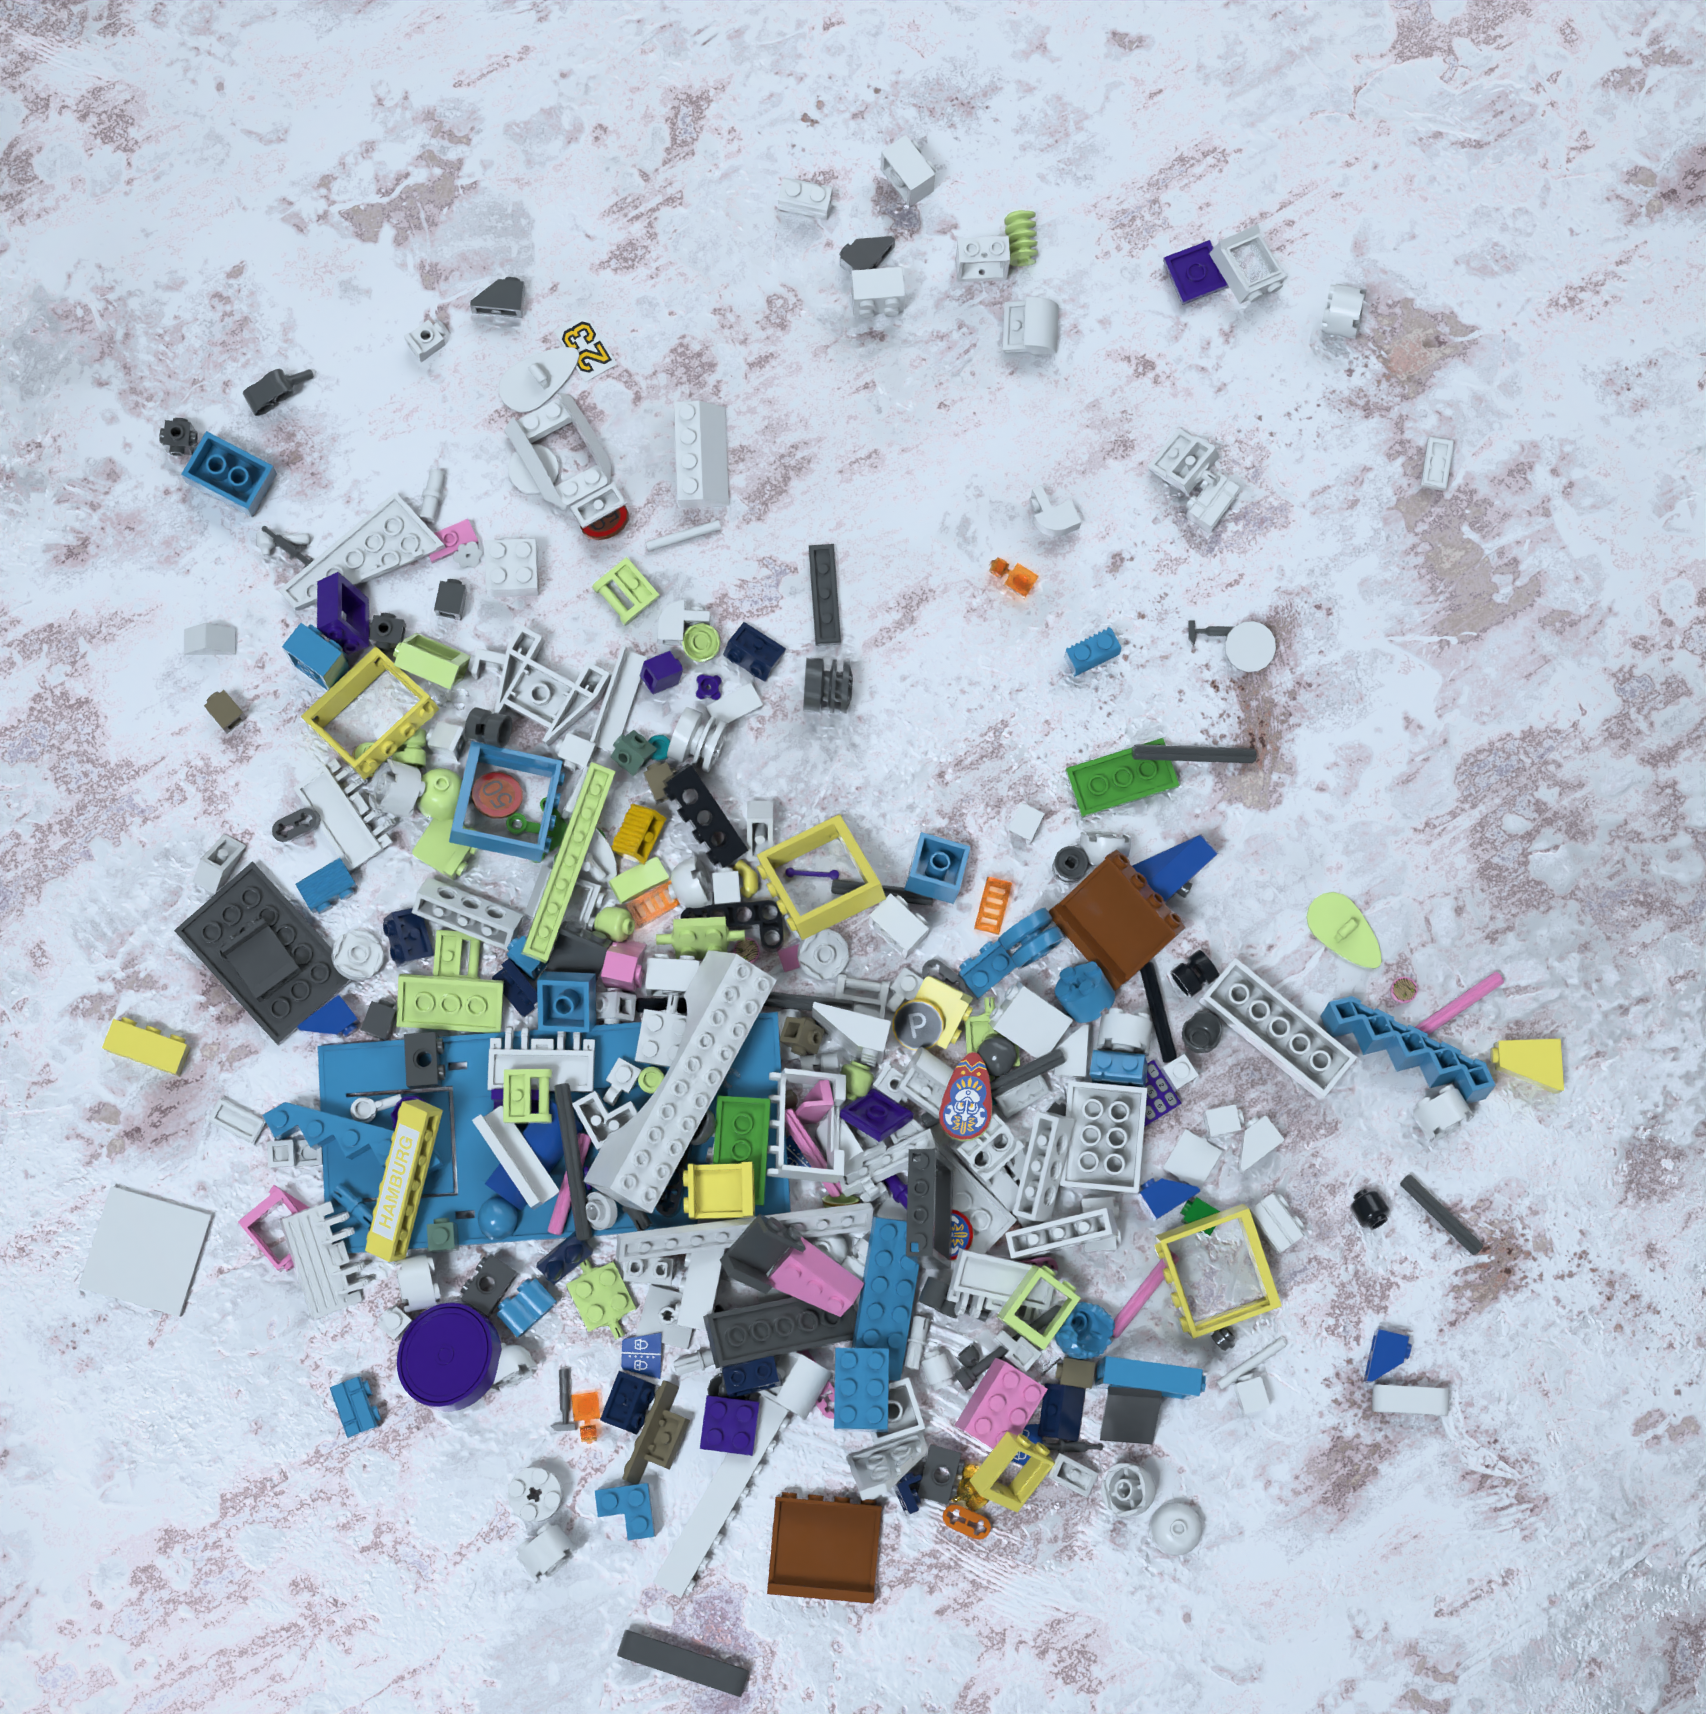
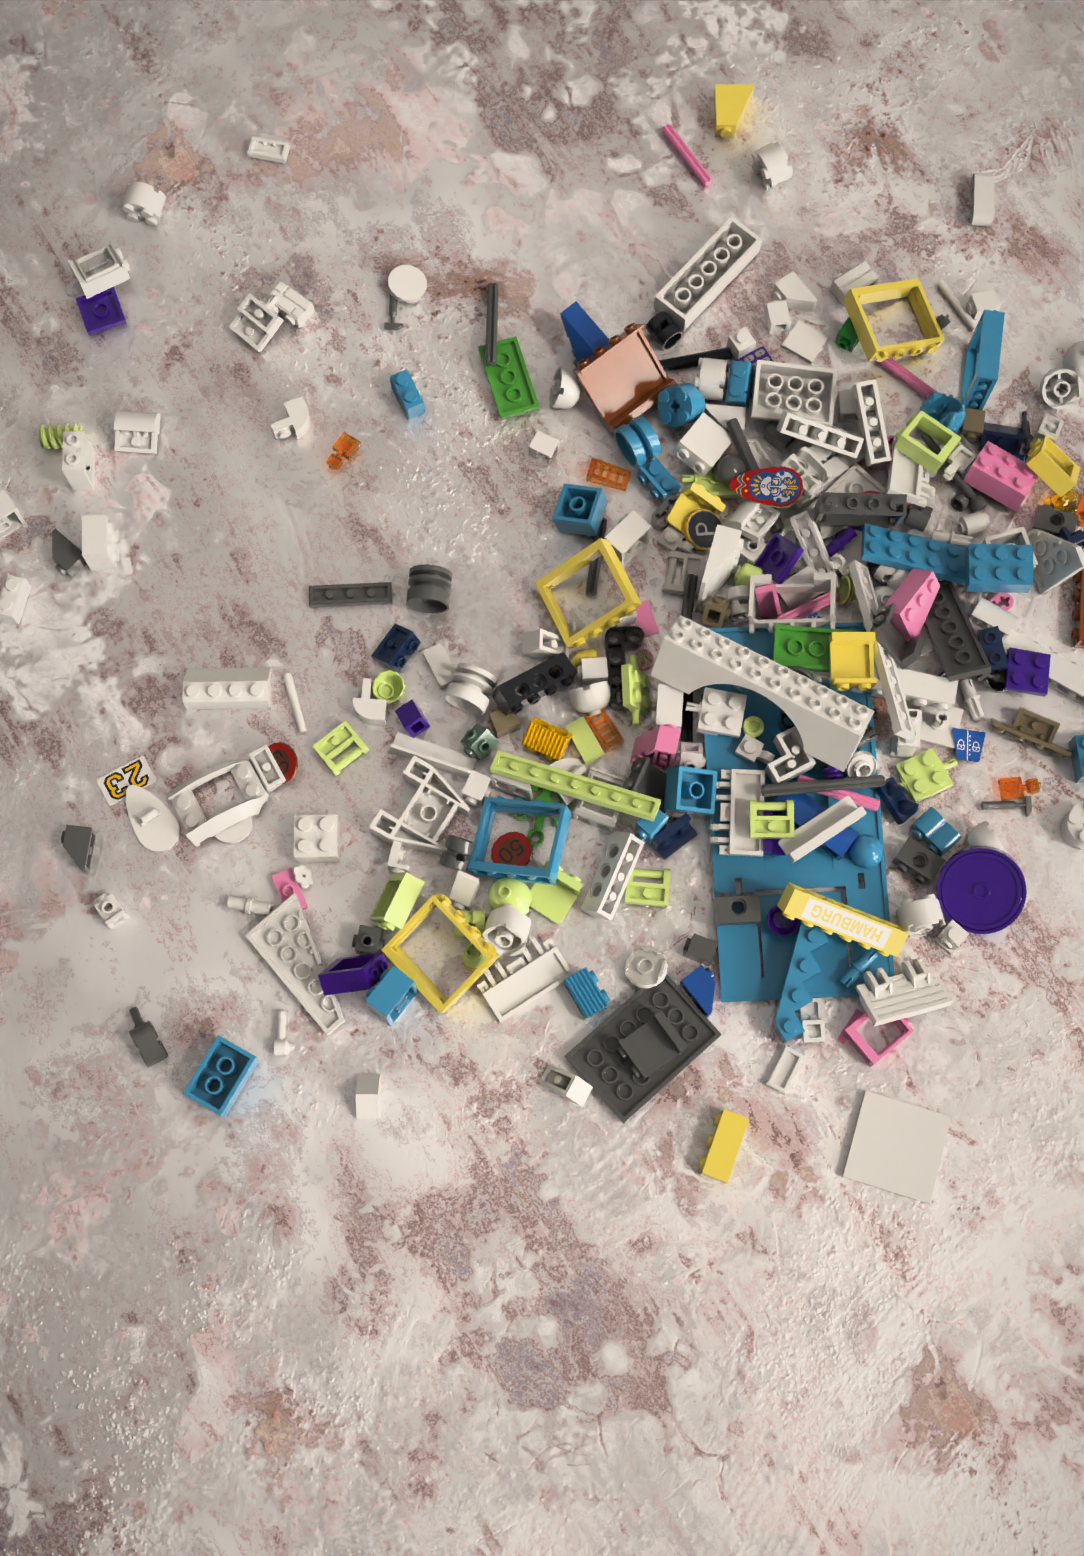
camera: 85 degrees left, 5 degrees down
(181, 444) = (192, 1124): dark grey brick -> none
(224, 711) = (431, 1081): dark tan brick -> none
(288, 547) = (289, 1026): dark grey piece -> none
(293, 820) = (538, 1017): dark grey beam -> none
(355, 1406) = (1020, 970): dark azure brick -> none
(365, 1109) = (776, 960): white plate -> none
(407, 937) = (630, 927): dark blue bracket -> none
(442, 1236) = (883, 893): sand green brick -> none
(450, 599) = (341, 889): dark grey brick -> none
(450, 1003) = (687, 890): yellowish green plate -> none
(615, 923) = (621, 758): yellowish green head -> none
(628, 1402) = (1007, 755): dark blue bracket -> none
(662, 744) = (471, 720): teal tile -> none
(713, 681) = (424, 679): dark purple plate -> none
(790, 872) = (581, 593): dark purple hinge -> none
(823, 954) = (652, 599): white tile -> none
(1069, 865) = (578, 415): dark grey wheel -> none
(1130, 1415) = (1008, 384): dark grey tile -> none
(1165, 1195) = (837, 356): blue slope -> none
(1202, 1032) = (709, 326): dark grey hair -> none
(1343, 929) = (628, 231): yellowish green shield -> none
(1369, 1209) = (842, 219): black head -> none
(1386, 1353) = (950, 214): blue slope -> none
(1403, 990) = (675, 192): tile -> none
(1408, 1047) = (720, 185): dark azure brick -> none
(1441, 1214) = (842, 175): dark grey axle -> none

